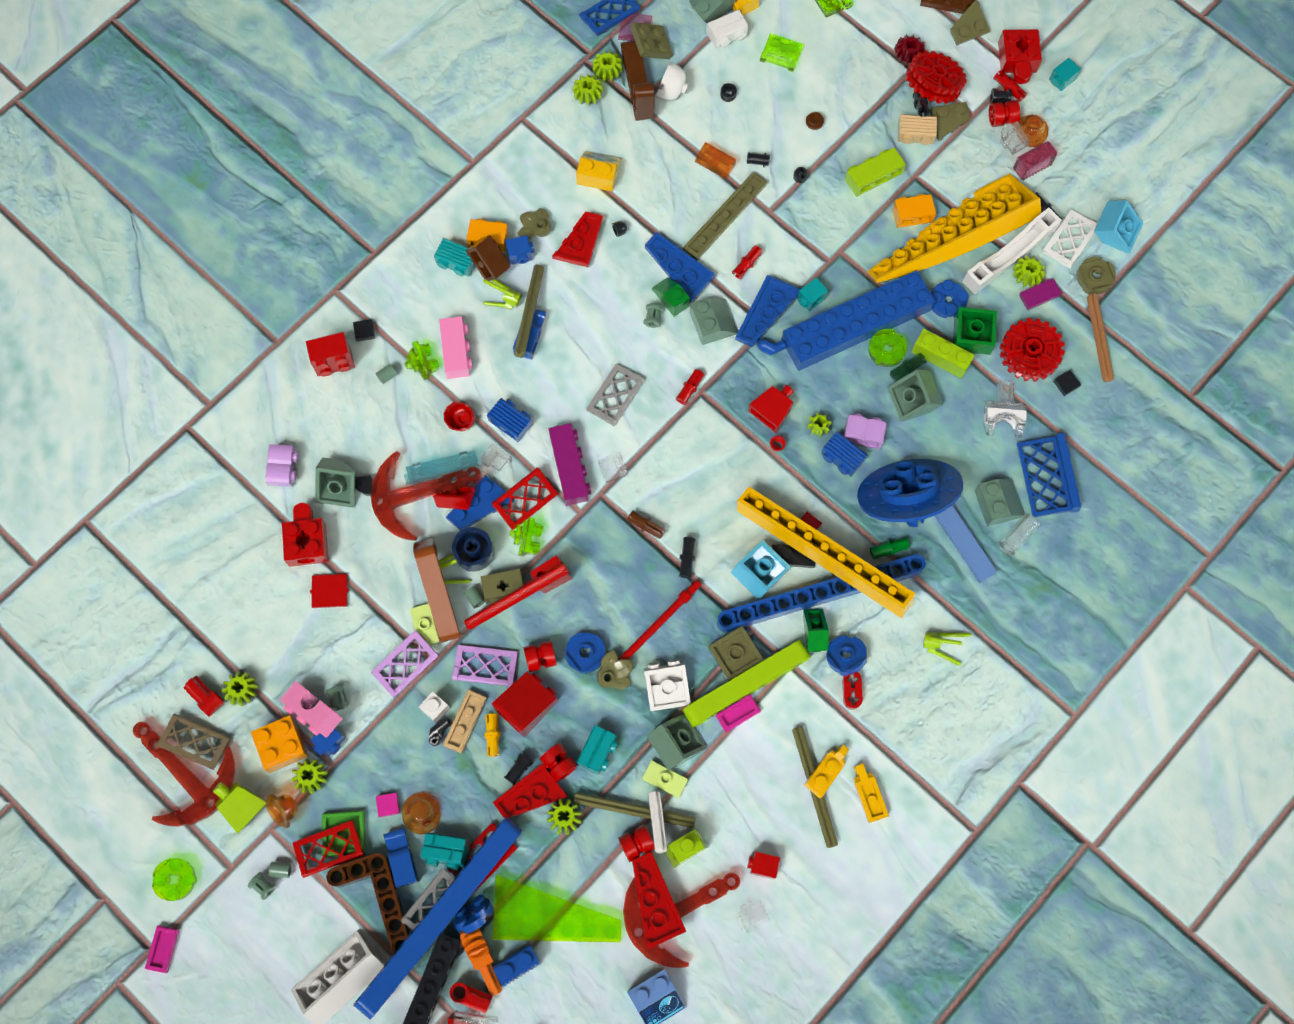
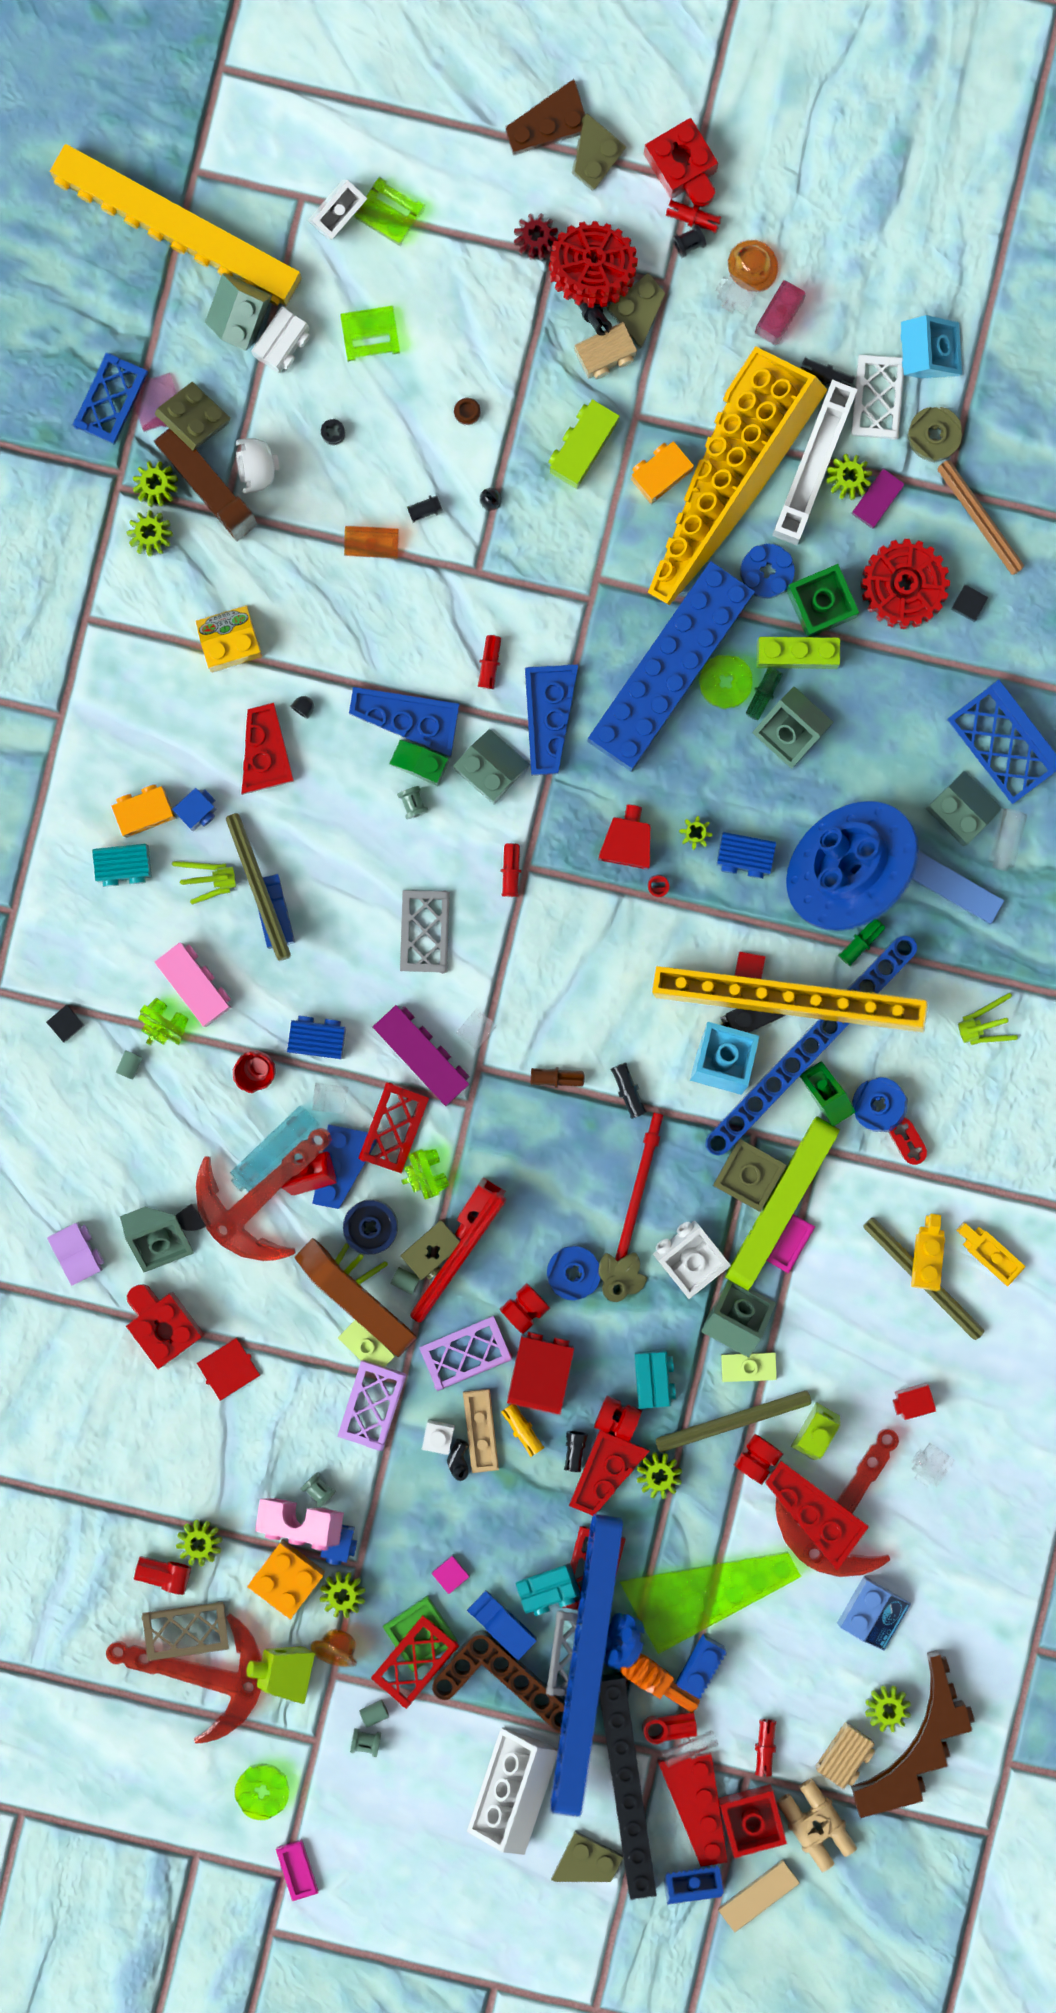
camera: 25 degrees left, 15 degrees up
(330, 354) = (49, 1084): red brick -> none
(421, 813) = (493, 1562): clear orange hat -> none
(488, 258) = (166, 847): reddish brown brick -> none
(535, 224) = (188, 758): olive plate -> none
(657, 821) = (769, 1423): white axle -> none
(725, 216) = (426, 611): olive tile -> none
(770, 348) = (580, 763): blue arm -> none
(812, 294) = (595, 663): teal brick -> none
(865, 431) = (755, 810): lavender brick -> none
(1004, 113) = (704, 267): red wheel -> none
(1005, 410) = (912, 683): clear connector -> none
(1064, 74) = (756, 160): teal brick -> none

